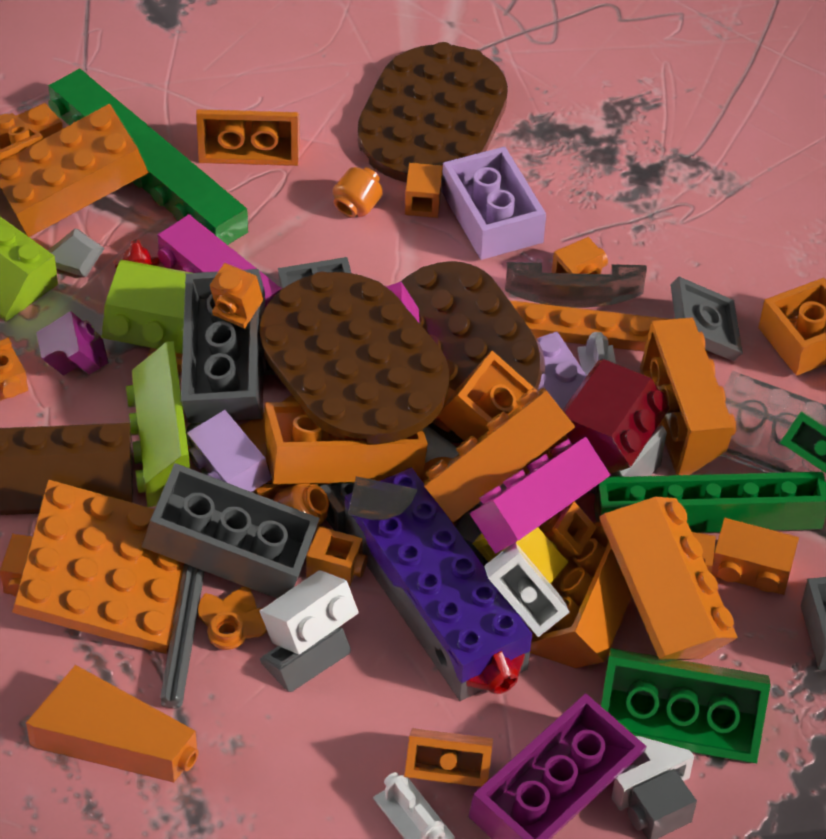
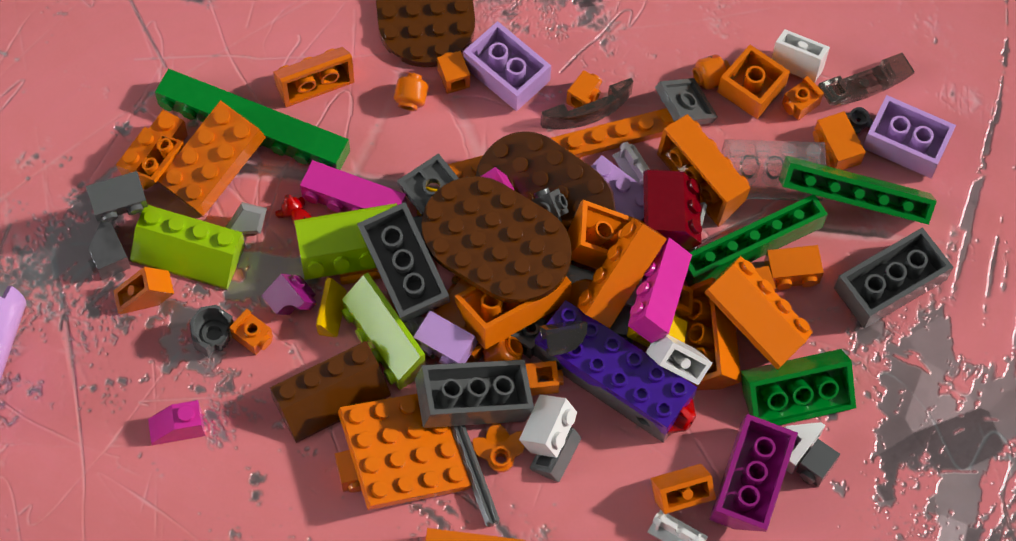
camera: 25 degrees left, 15 degrees up
(107, 386) = (330, 309): none -> yellow slope
(235, 295) = (404, 231): orange brick -> none
(456, 348) = (552, 201): none -> dark grey brick
(752, 295) = (709, 71): none -> orange head

